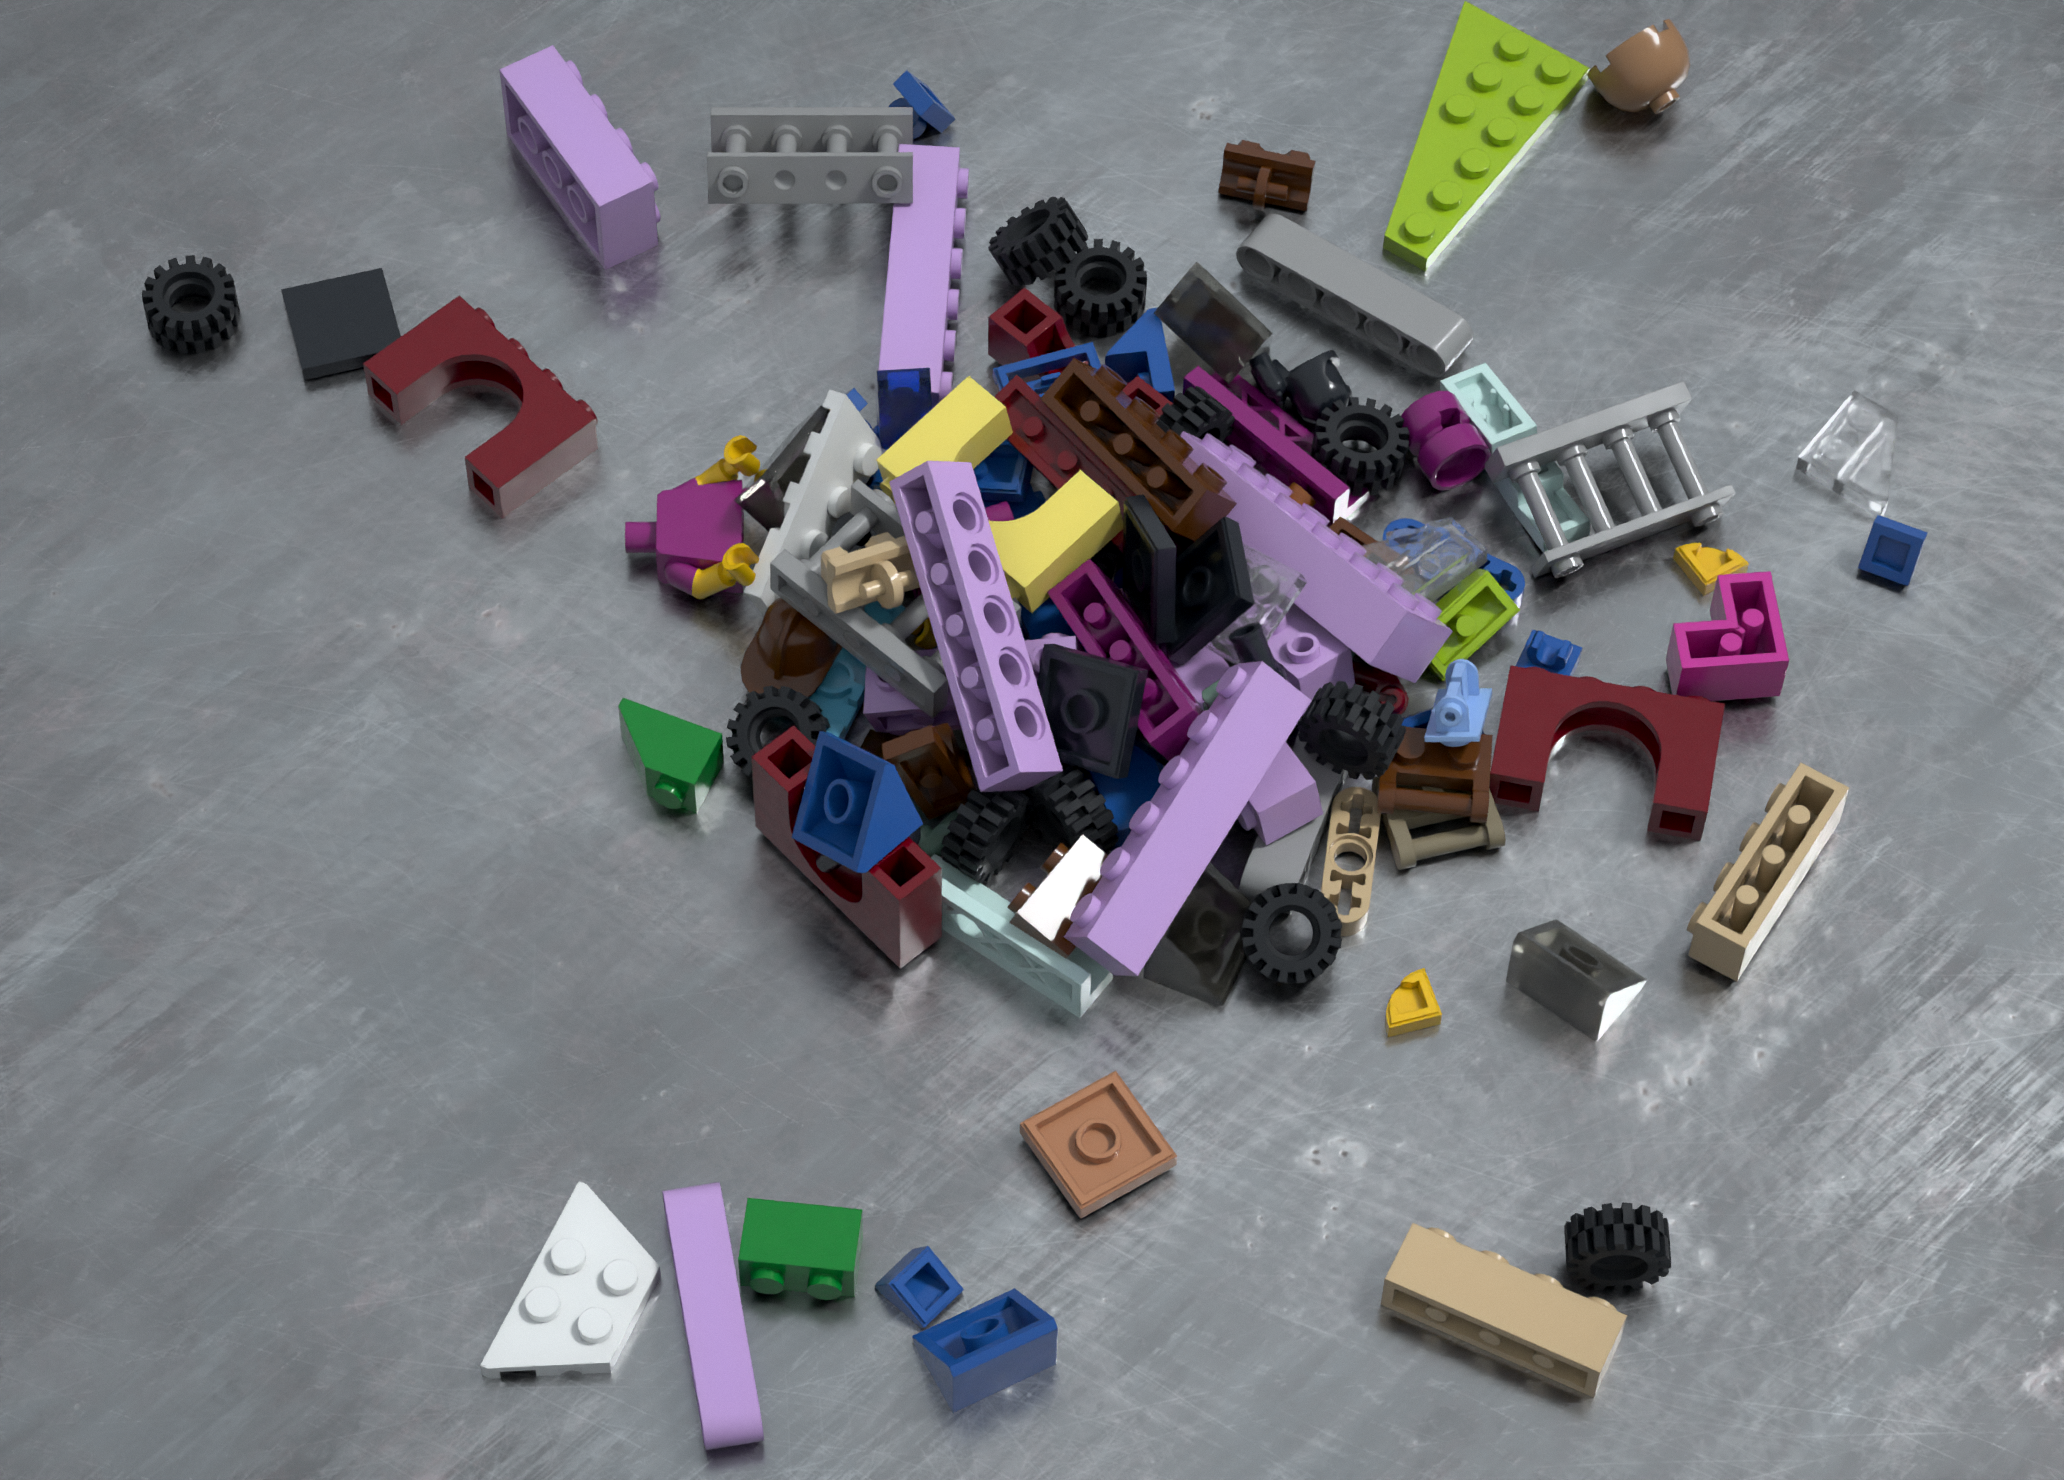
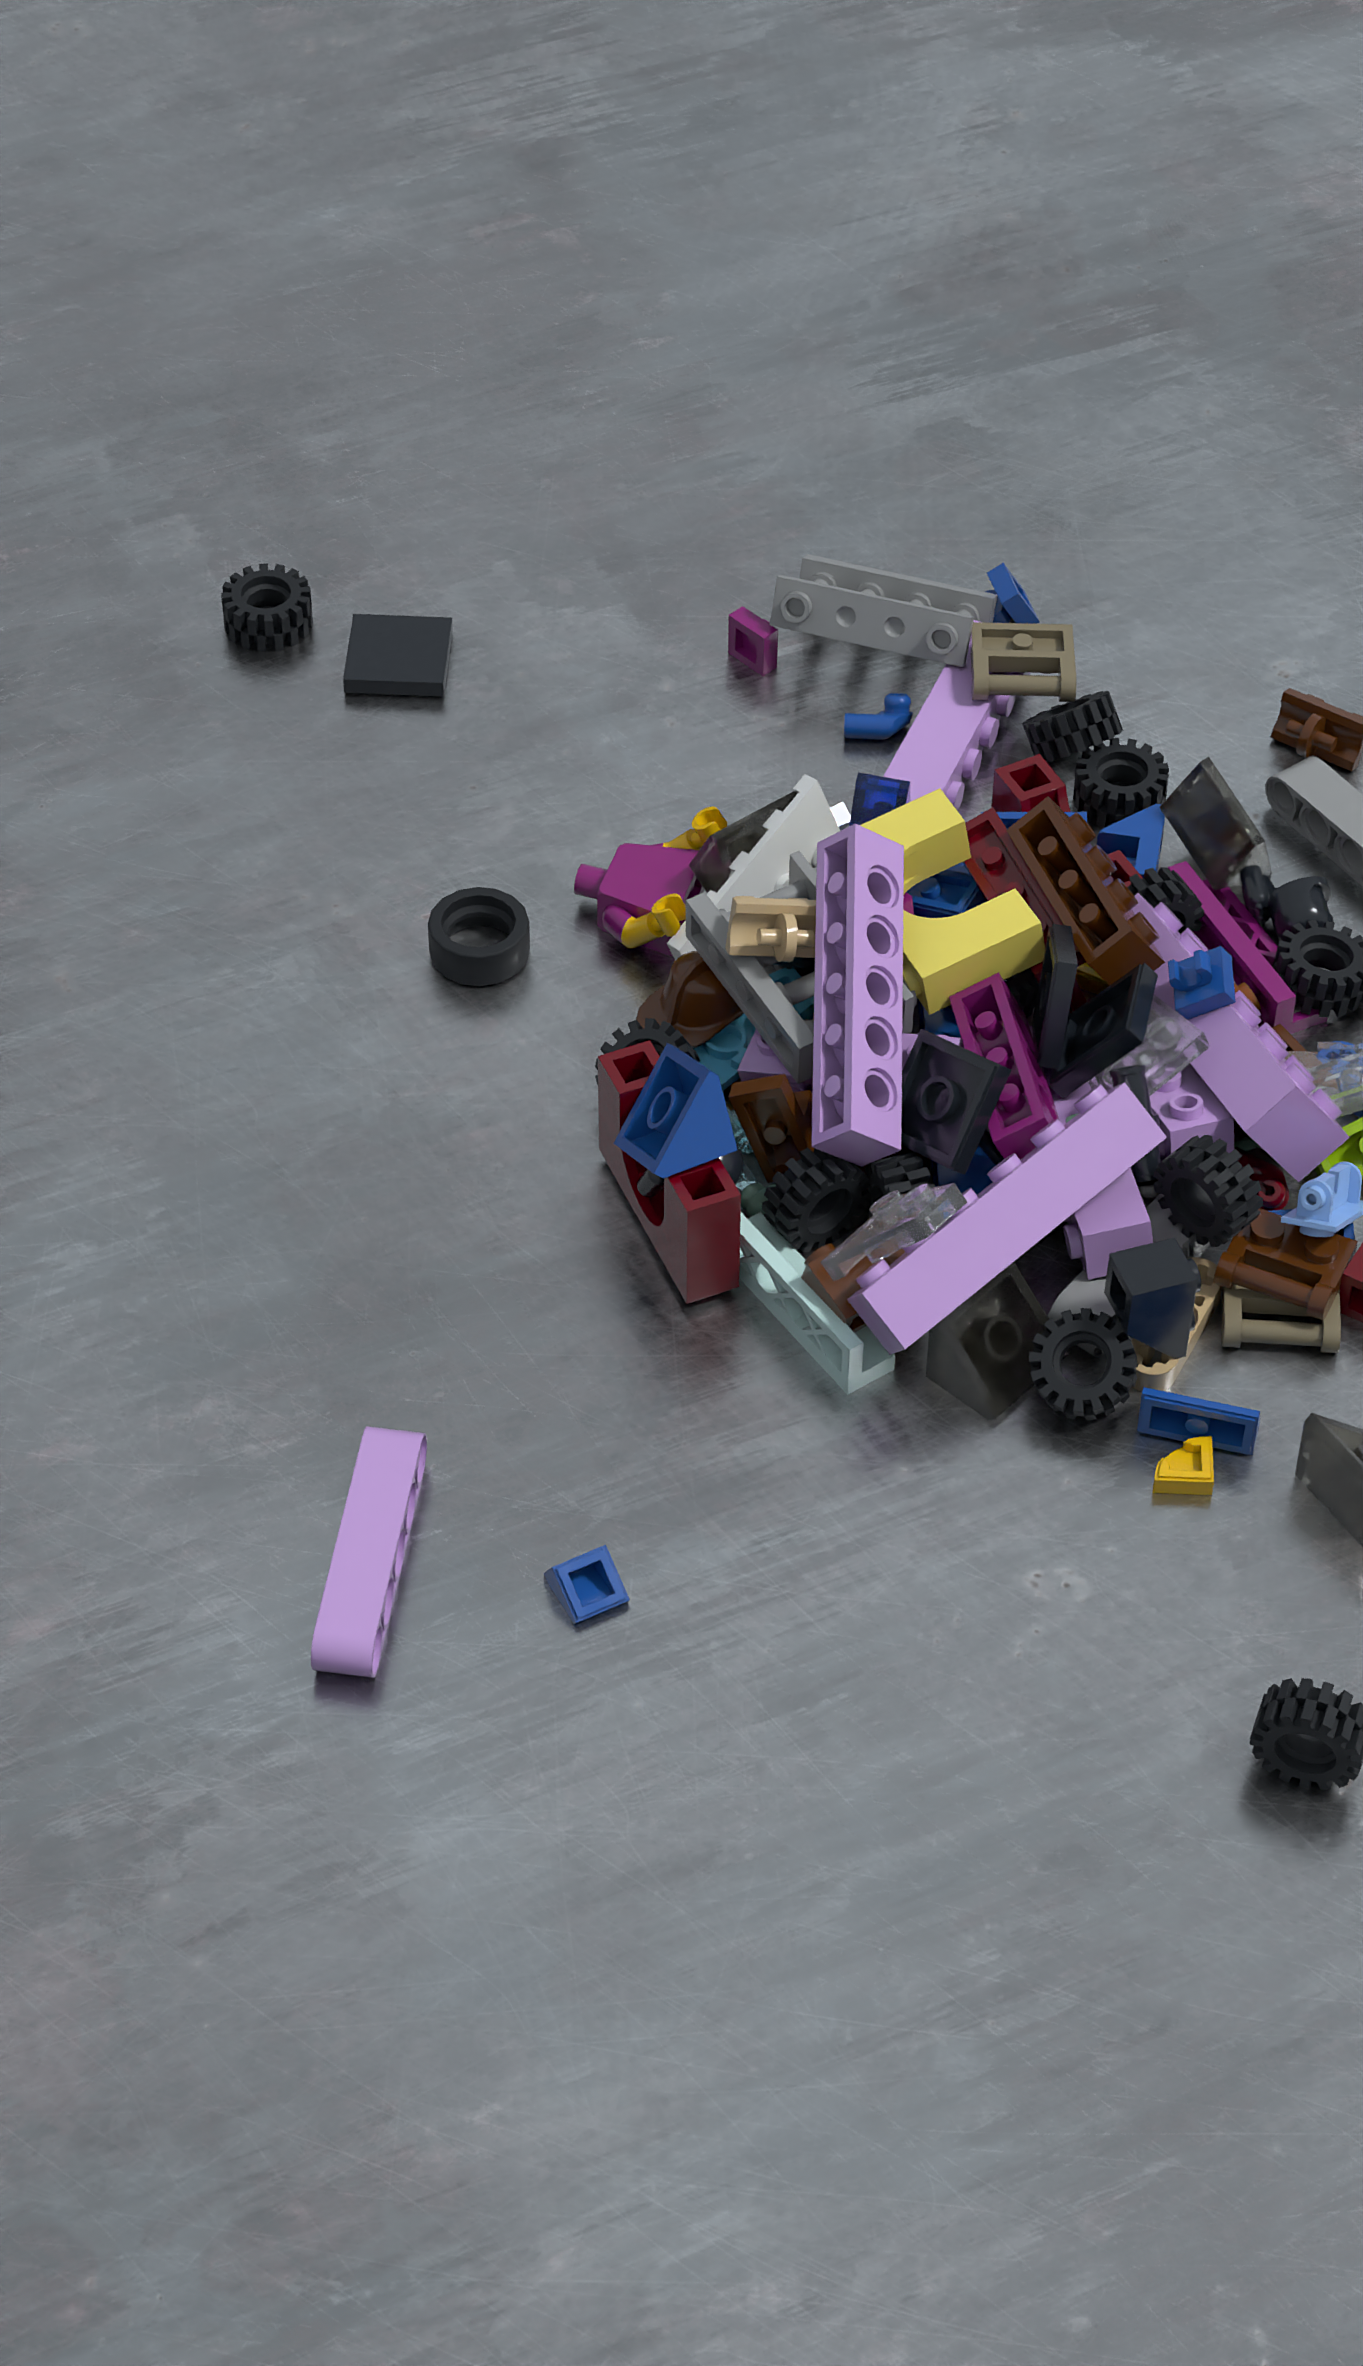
camera: 20 degrees right, 10 degrees down
(464, 349) = (498, 696): dark red arch -> none
(548, 594) = (479, 964): none -> black tyre
(577, 1296) = (248, 1503): white wing -> none
(580, 156) = (669, 565): lavender brick -> none
(671, 755) = (545, 1067): green slope -> none
(690, 218) = (752, 641): none -> magenta plate
(800, 1248) = (481, 1514): green brick -> none
(849, 276) = (883, 724): none -> blue arm
(969, 171) = (1023, 649): none -> dark tan plate
(988, 1348) = (629, 1660): blue slope -> none
(1092, 857) = (895, 1224): none -> clear wing
(1098, 1144) = (816, 1505): nougat plate -> none
(1283, 520) = (1202, 982): none -> blue tile
(1341, 852) = (1154, 1294): none -> black slope
(1405, 956) = (1190, 1417): none -> blue slope
(1503, 1308) = (1172, 1764): tan brick -> none

